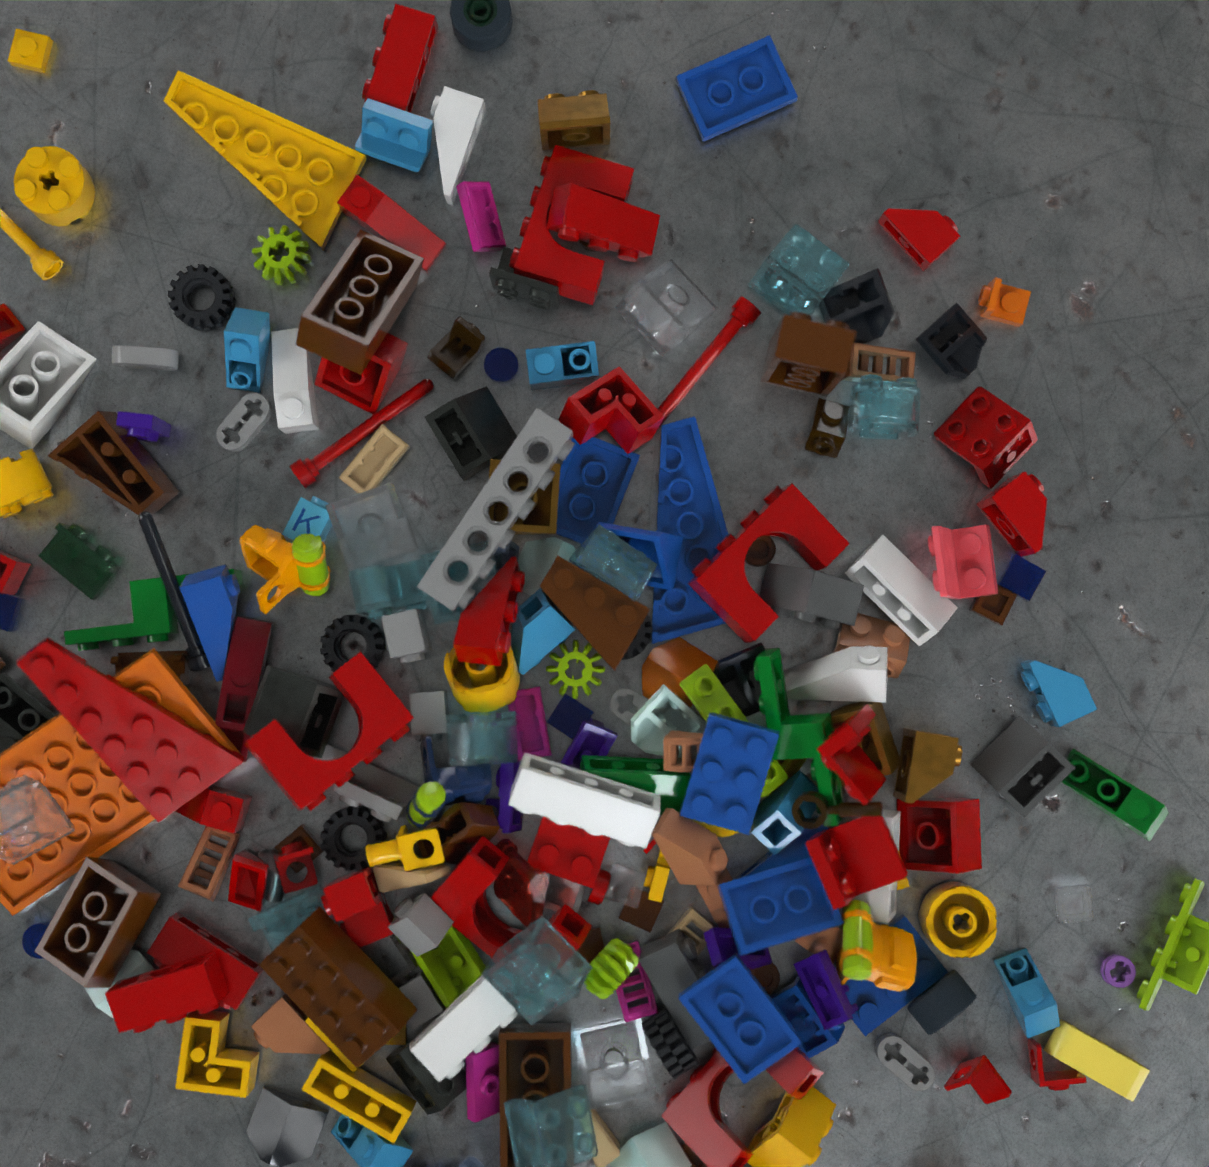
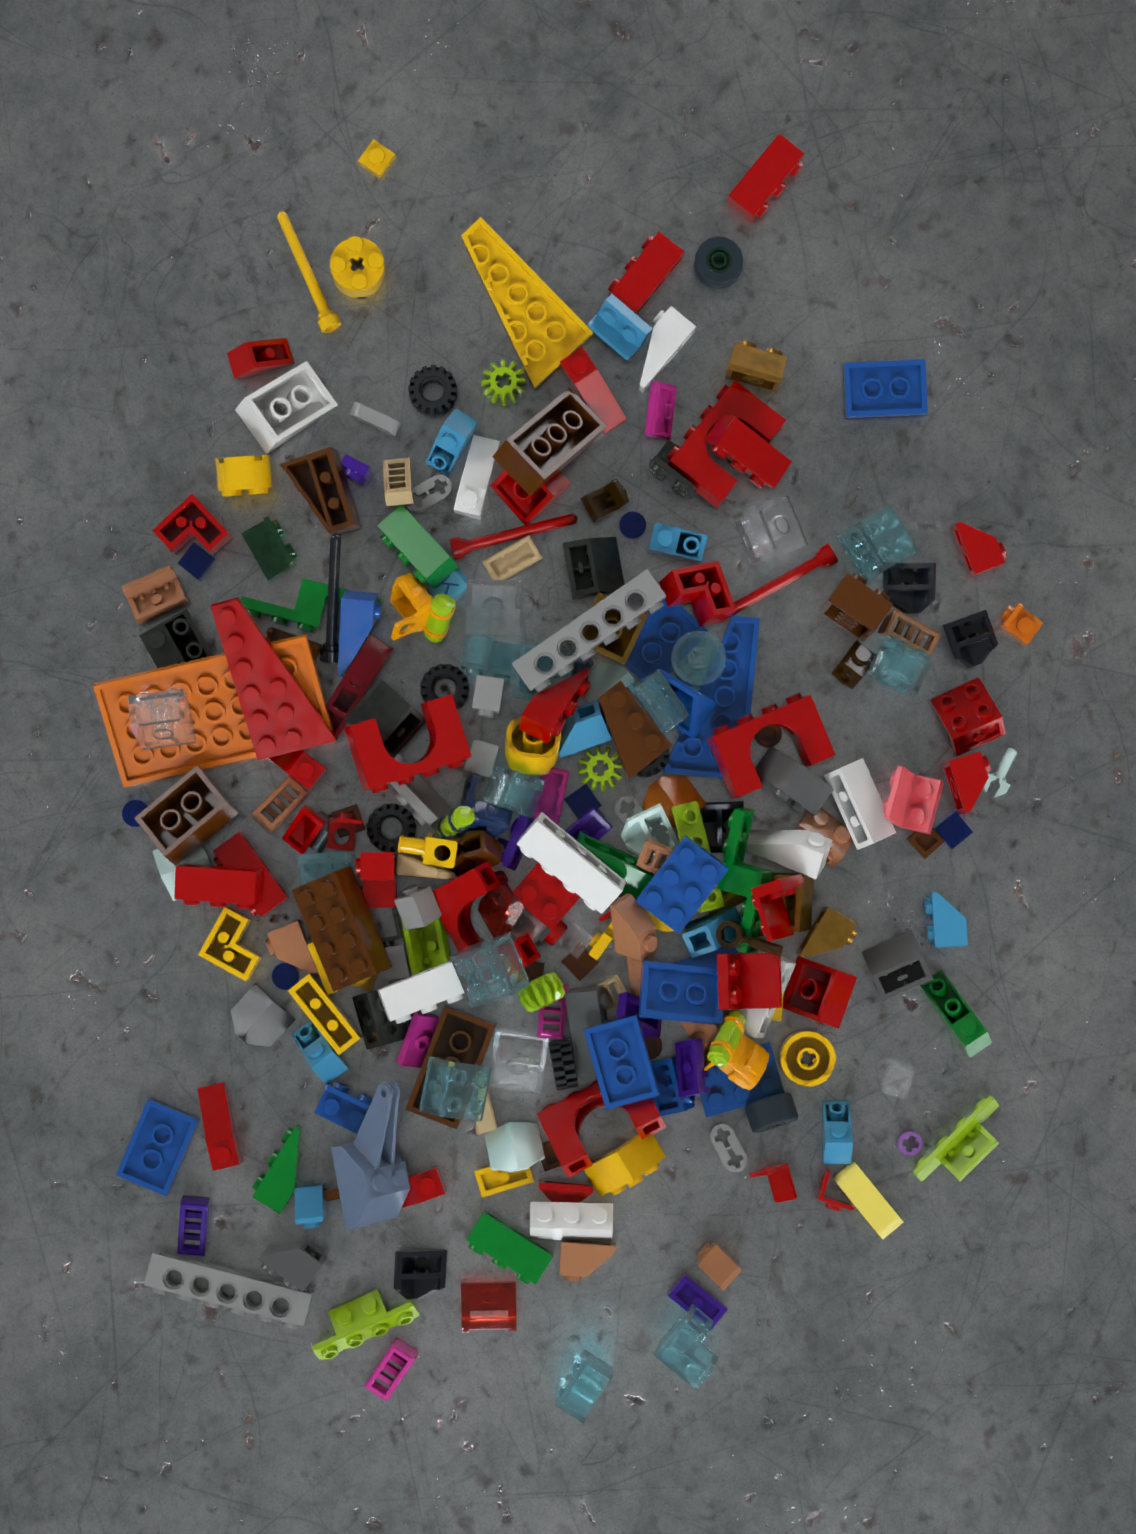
camera: 25 degrees right, 0 degrees up
(202, 428) = (402, 495): none -> tan slope
(251, 491) = (416, 547): none -> green brick
(295, 1067) = (285, 976): none -> clear blue tile
(633, 474) = (697, 643): none -> clear light blue brick
(1050, 486) = (1001, 772): none -> light aqua bar

